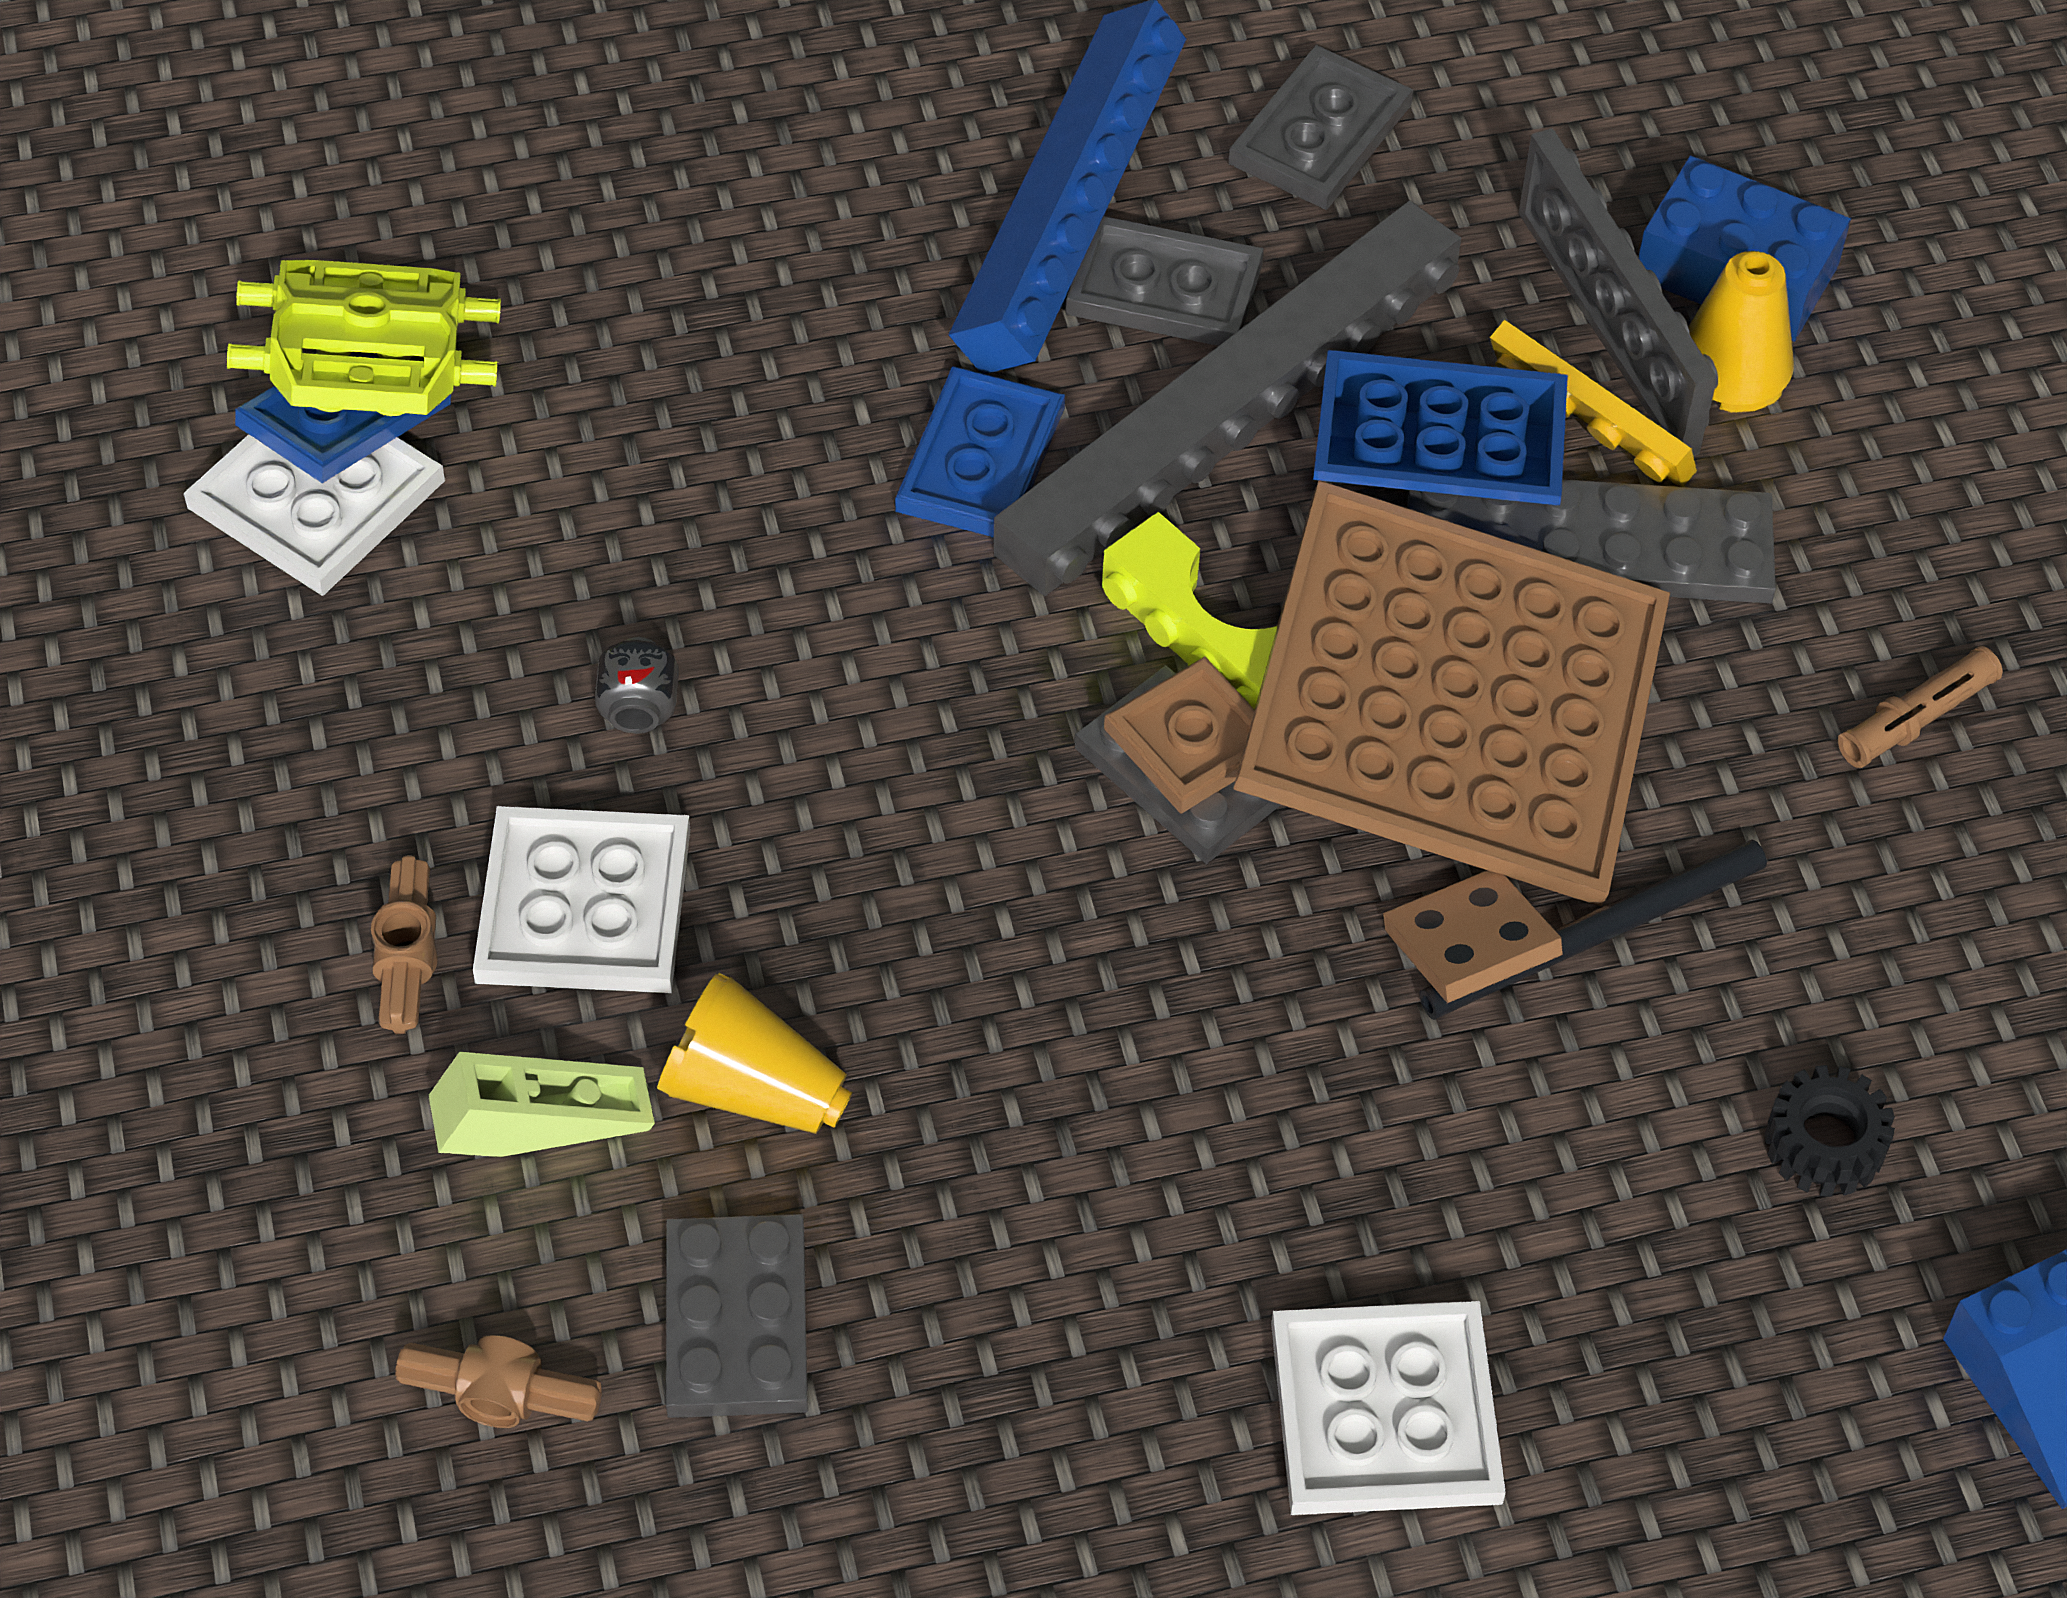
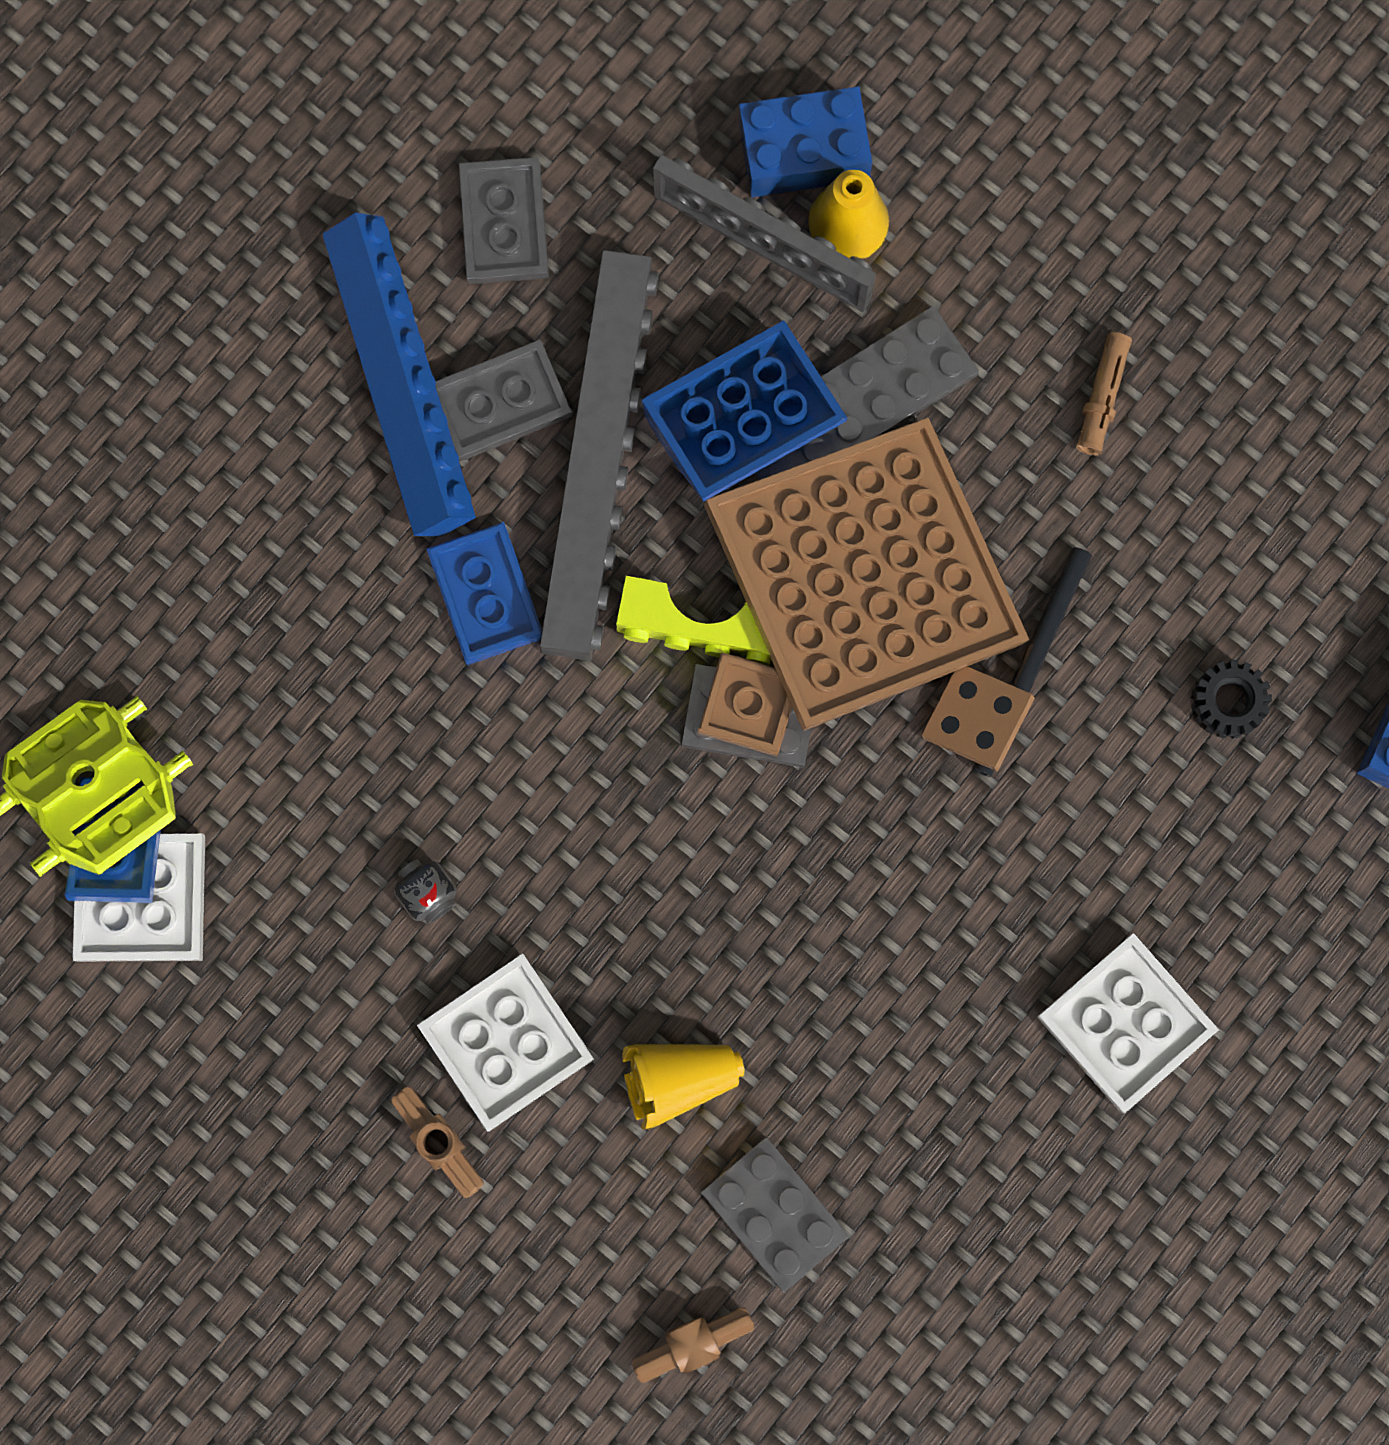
camera: 35 degrees left, 25 degrees up
(534, 1104) = (586, 1180): yellowish green slope -> none
(1609, 418) = (817, 321): yellow plate -> none

